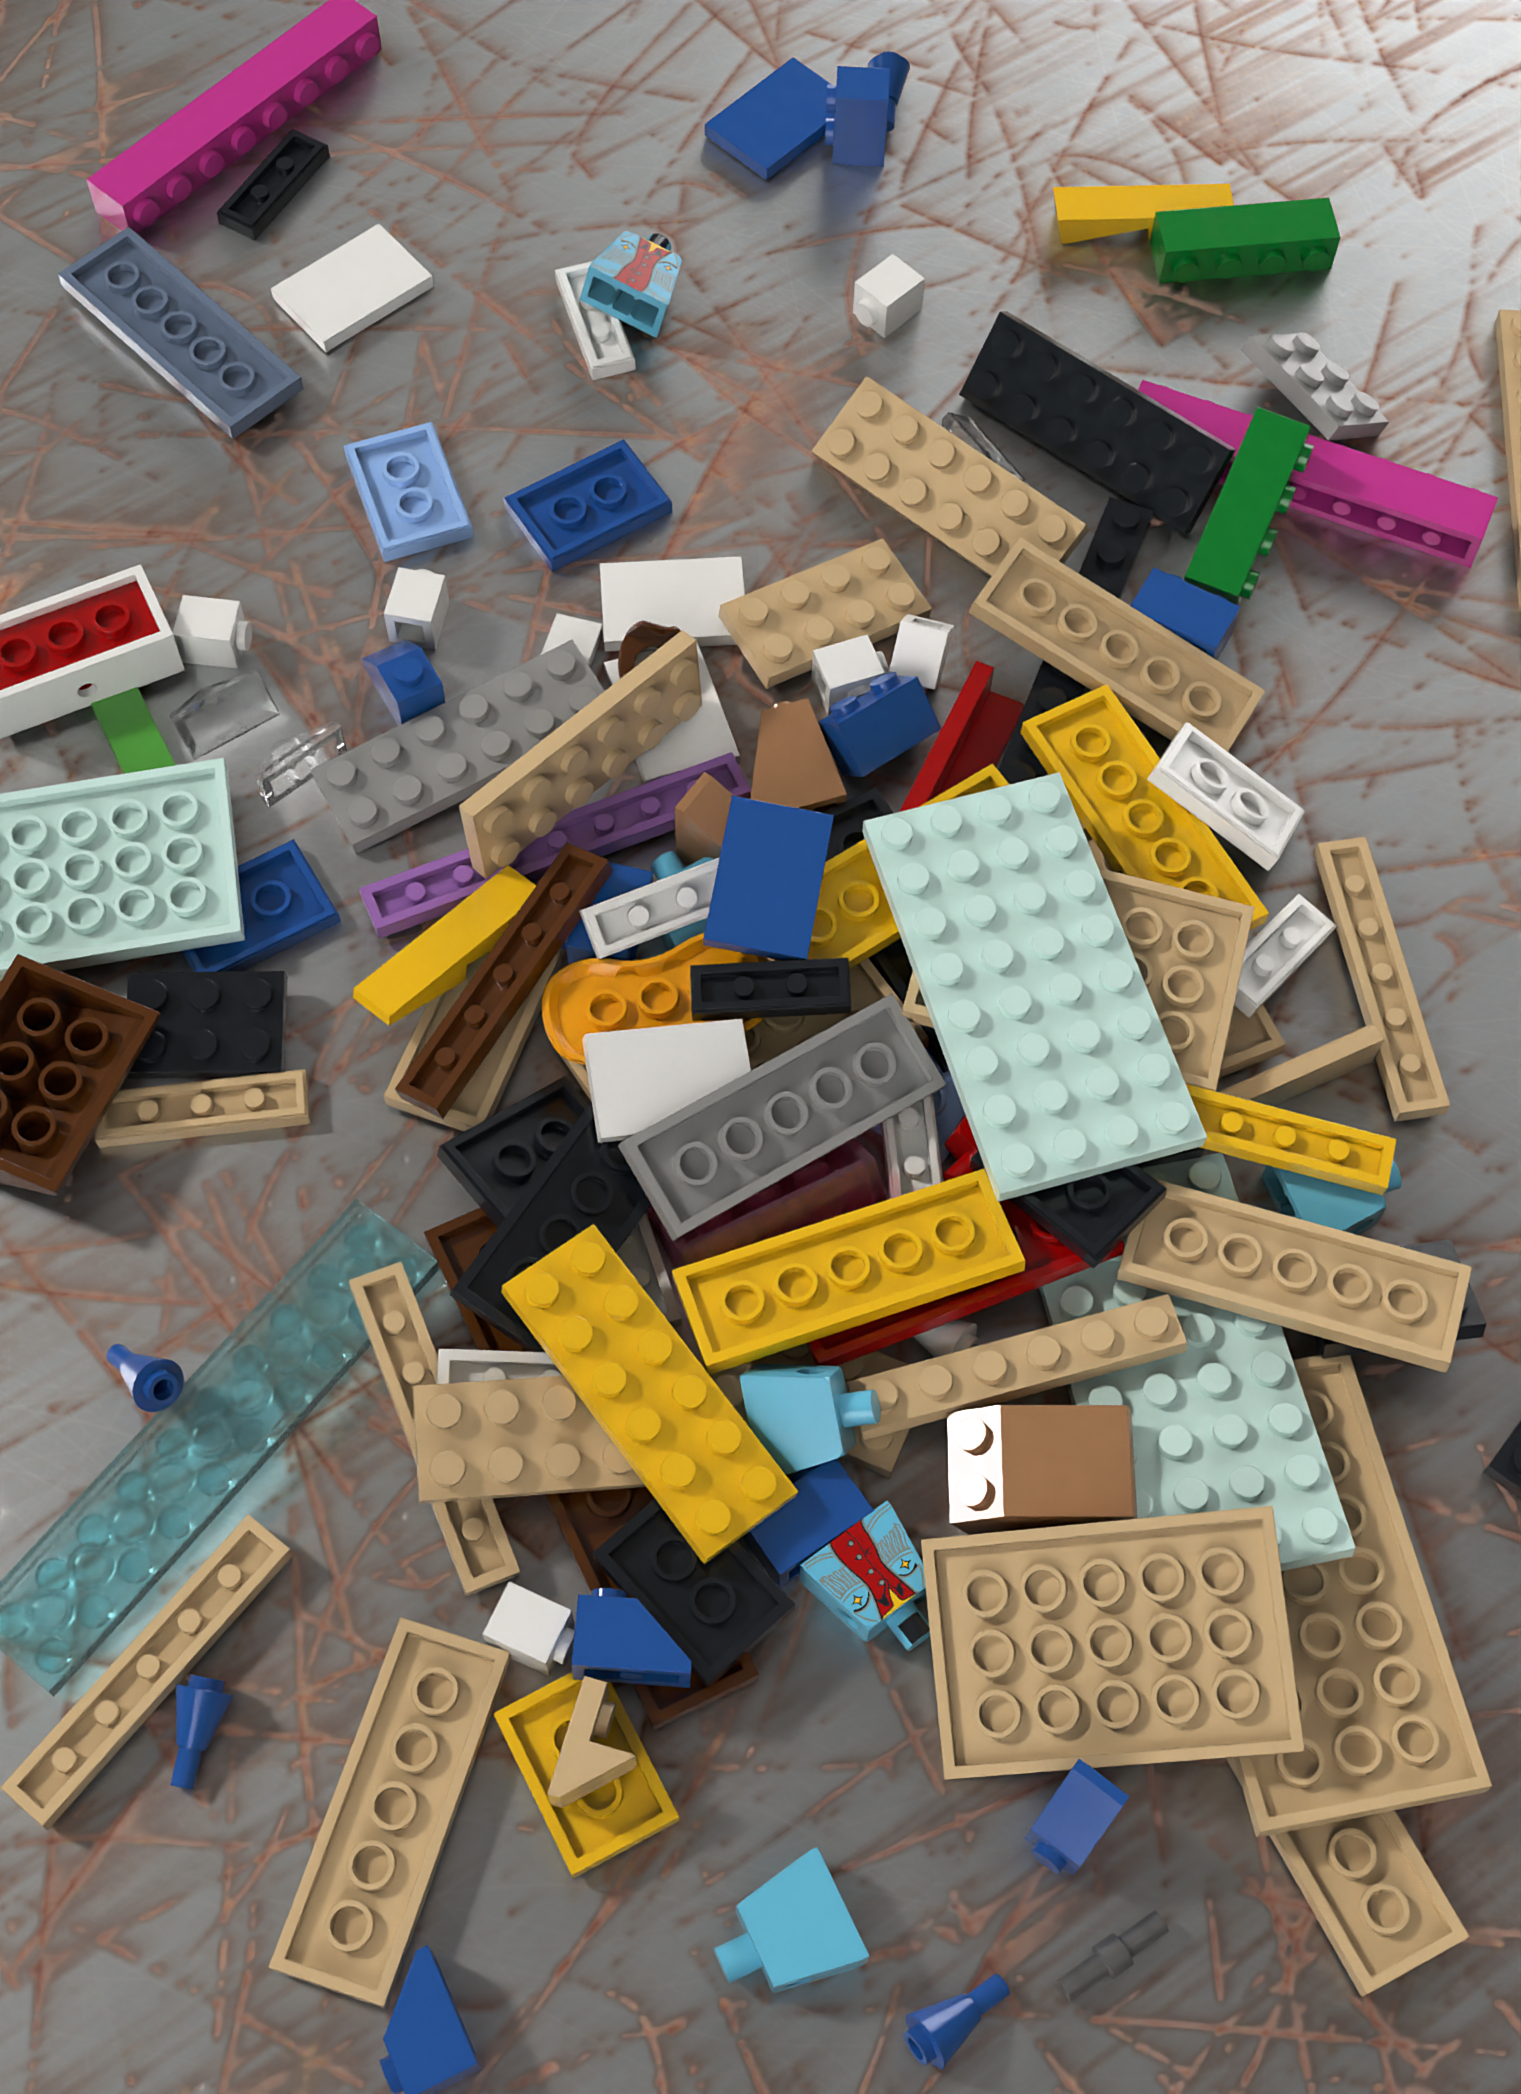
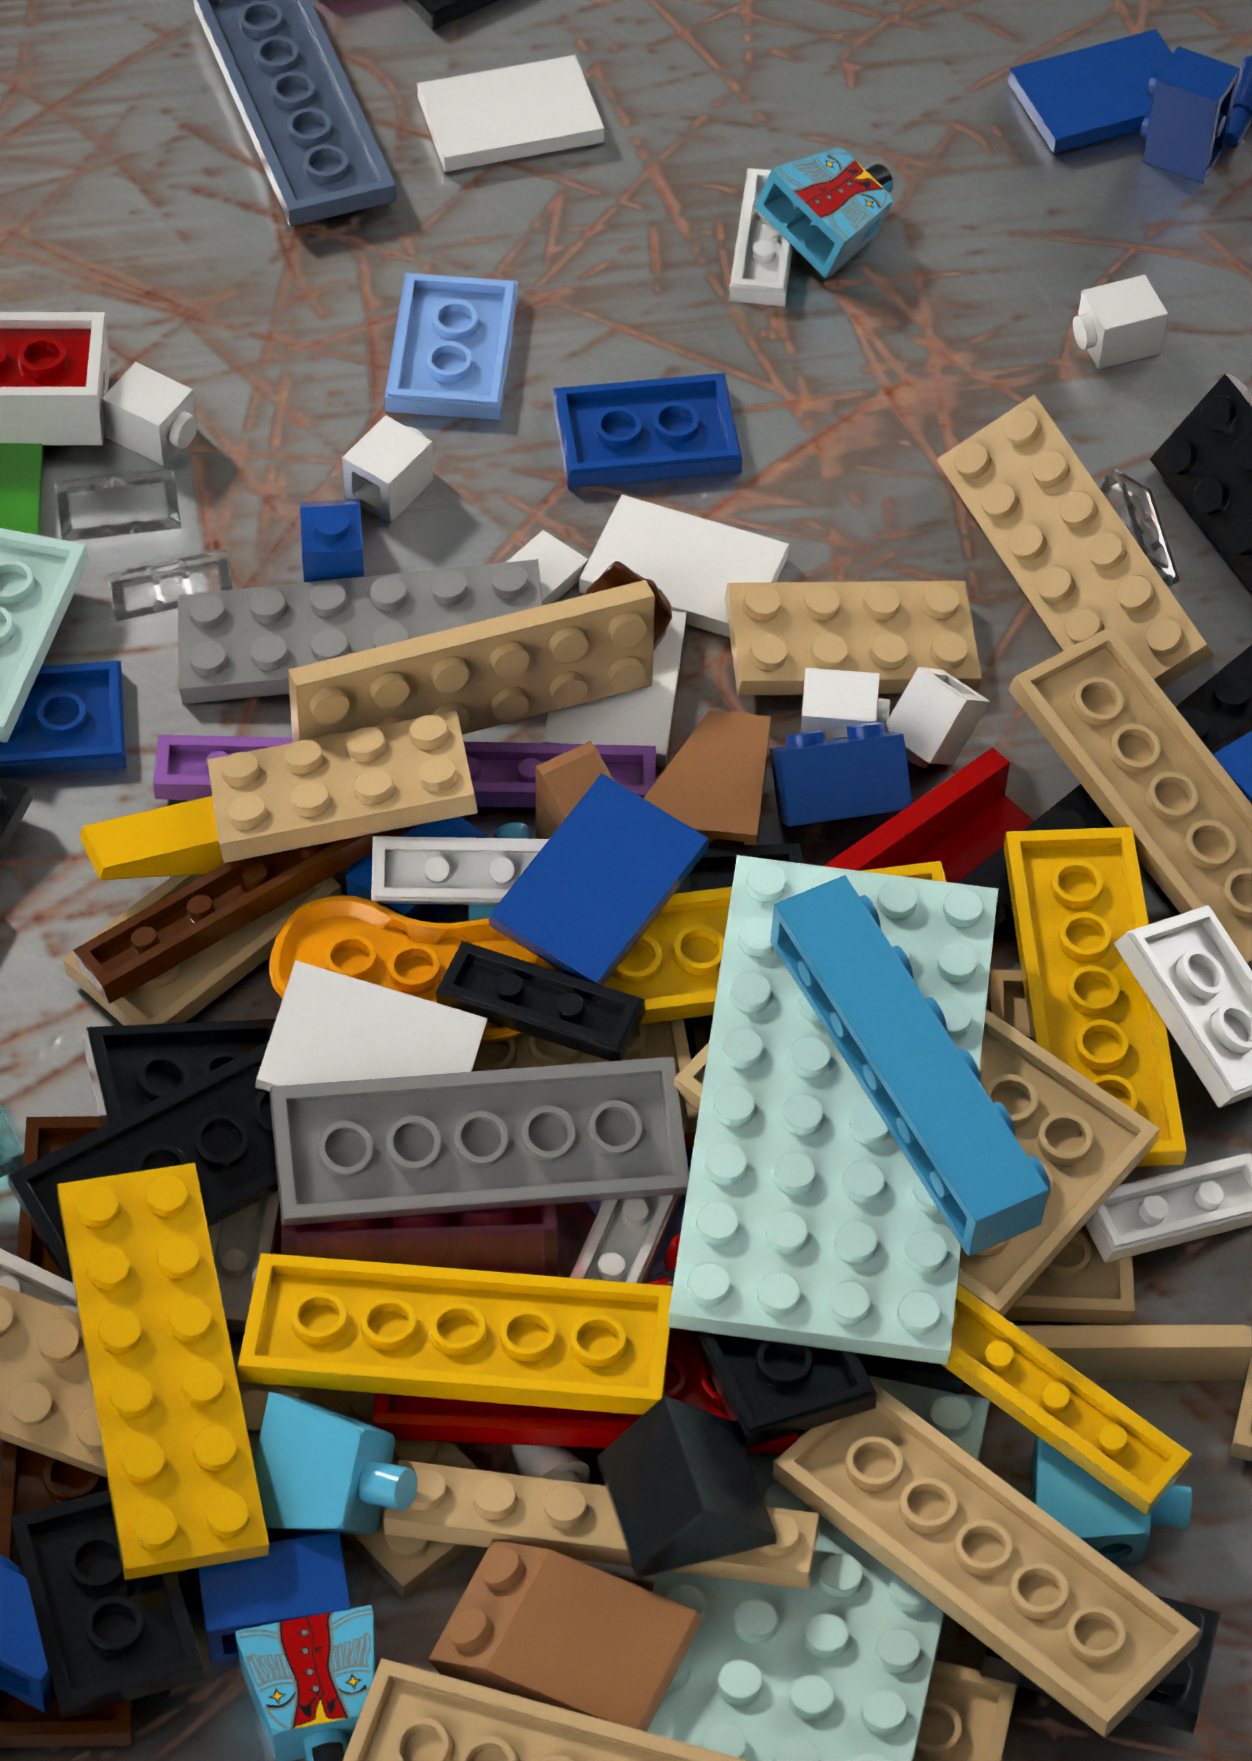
camera: 25 degrees right, 10 degrees down
(535, 879) = (341, 786): none -> tan plate
(1073, 1322) = (683, 1489): none -> black slope
(1079, 934) = (910, 1065): none -> dark azure brick

